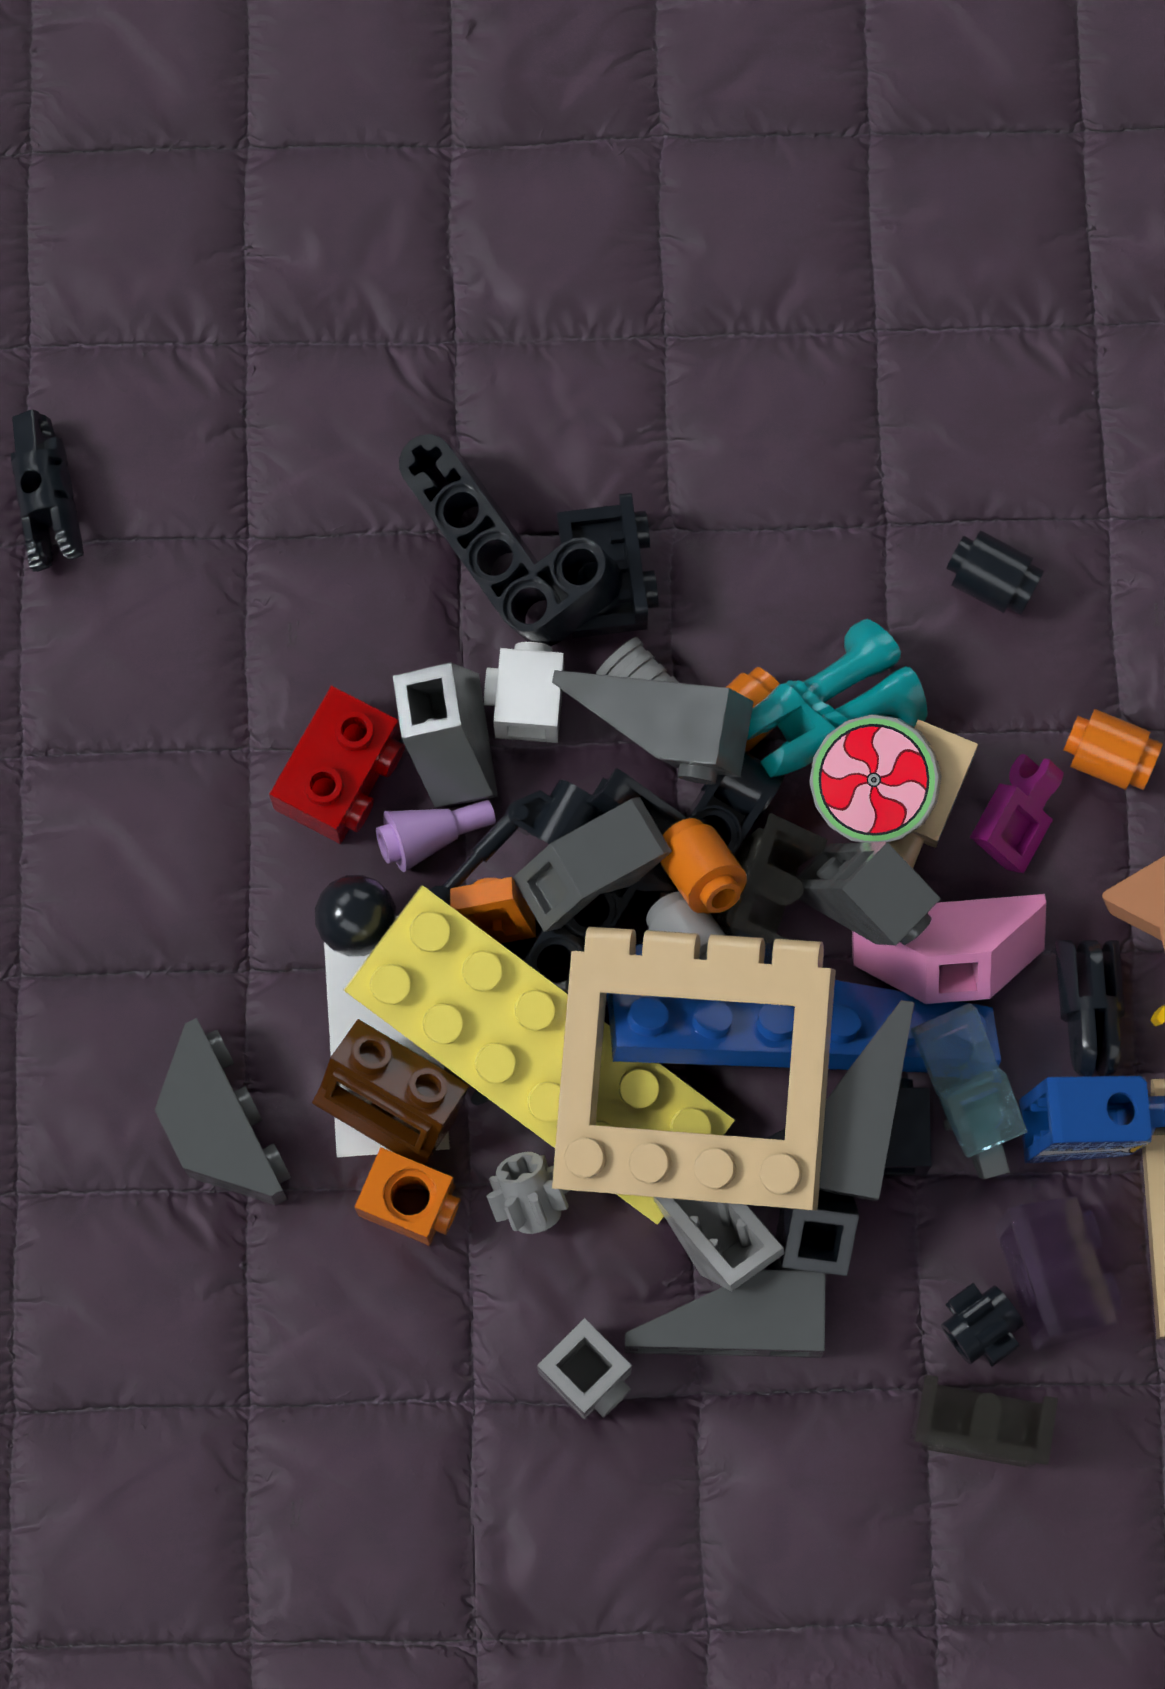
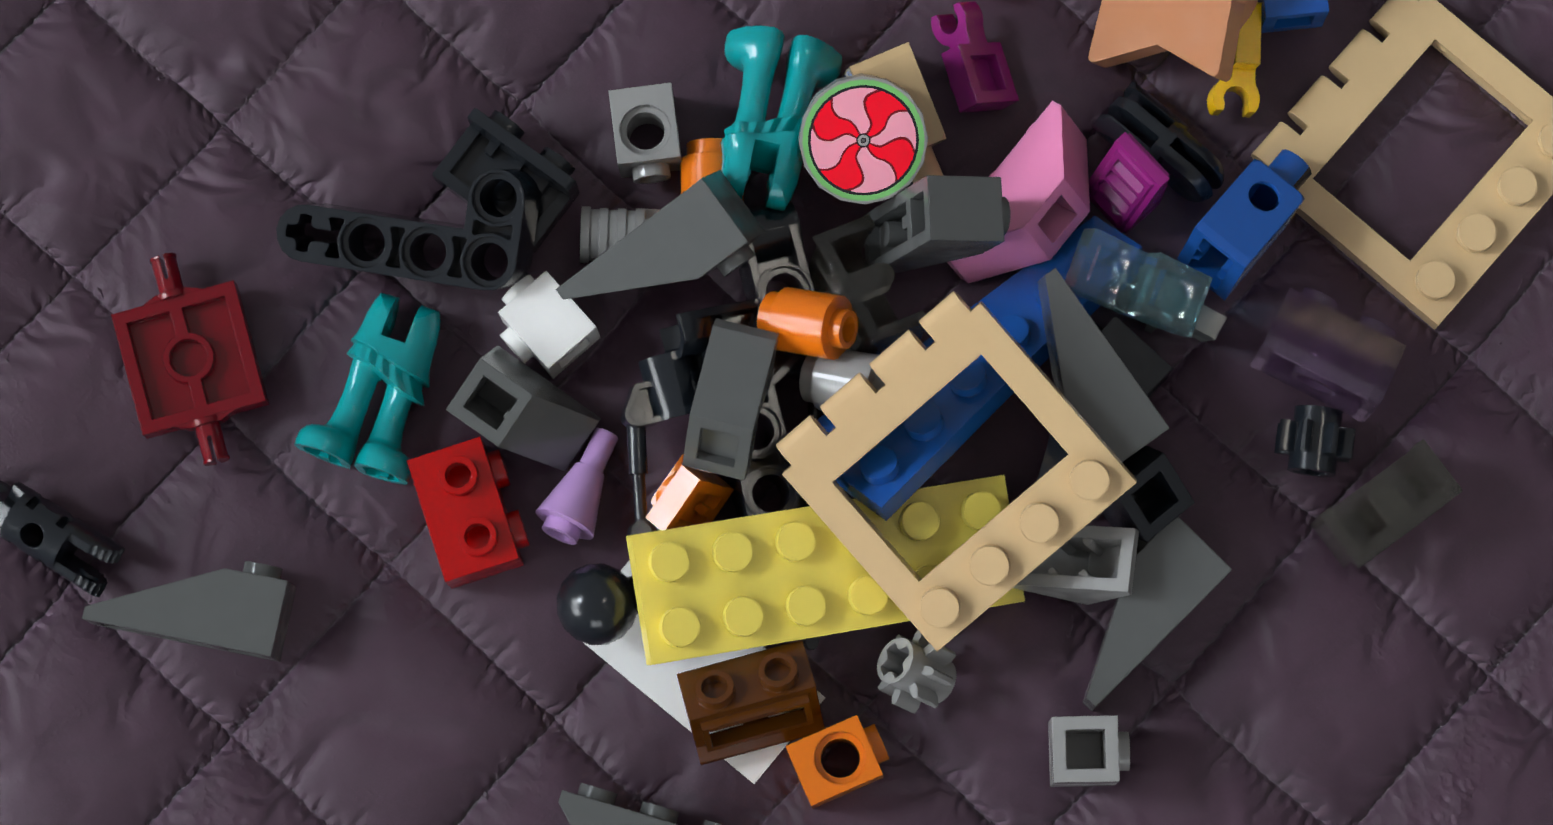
camera: 40 degrees left, 5 degrees up
(97, 655) = (213, 610): none -> dark grey slope
(262, 473) = (190, 359): none -> dark red plate
(397, 627) = (404, 371): none -> teal piece
(742, 606) = (645, 106): none -> light grey brick
(1036, 1006) = (1127, 183): none -> magenta slope

